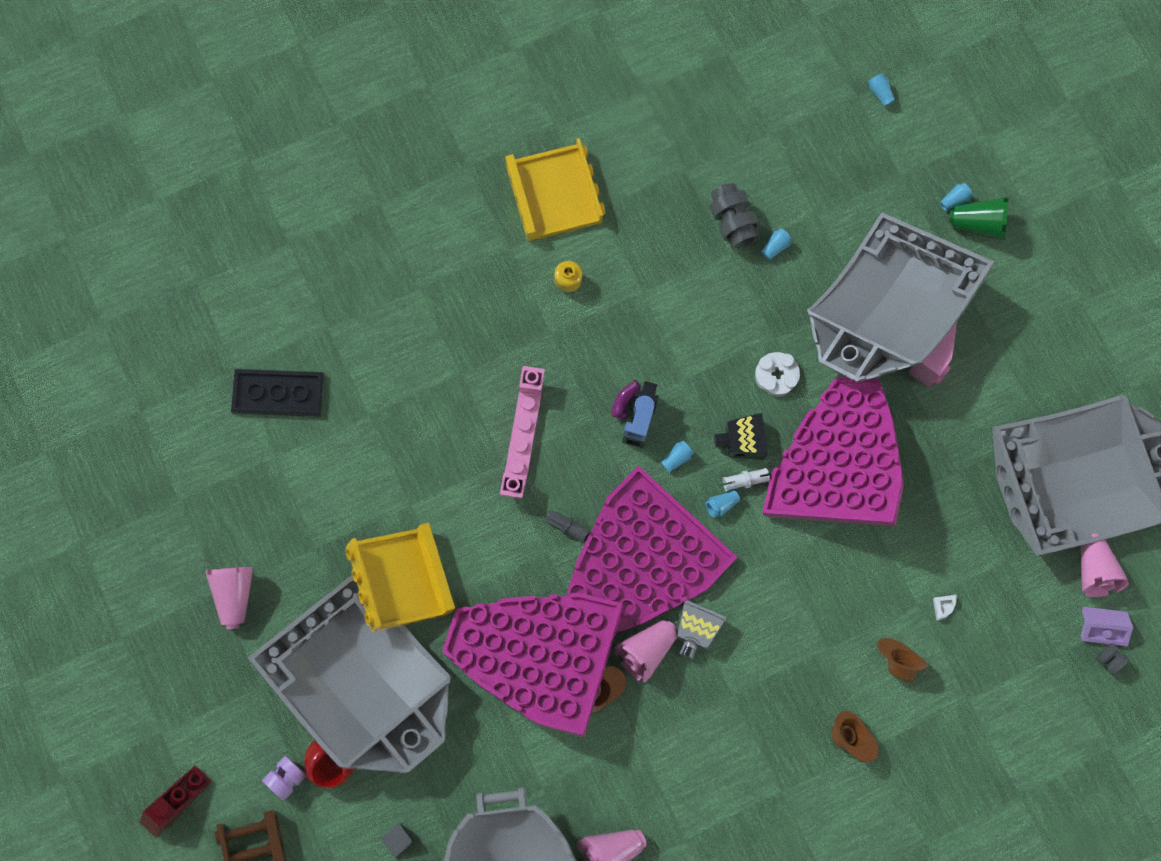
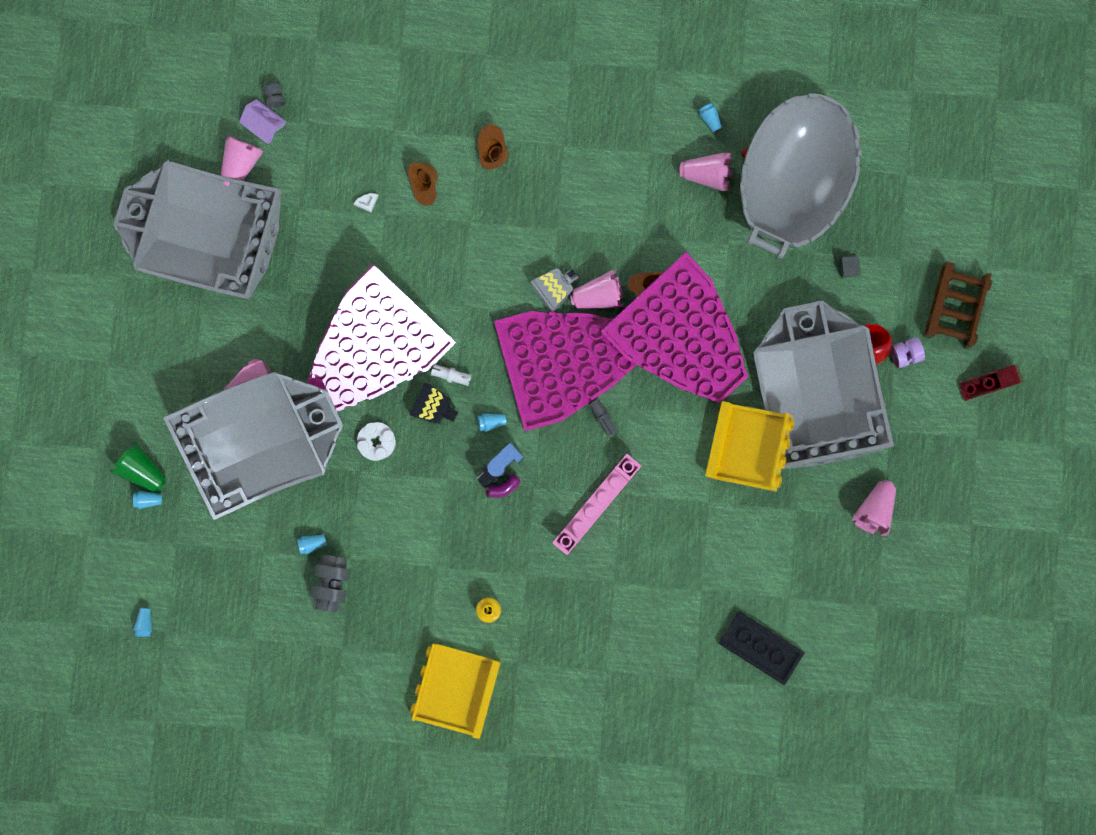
camera: 145 degrees left, 10 degrees up
(720, 504) = (480, 367): medium azure cone -> none

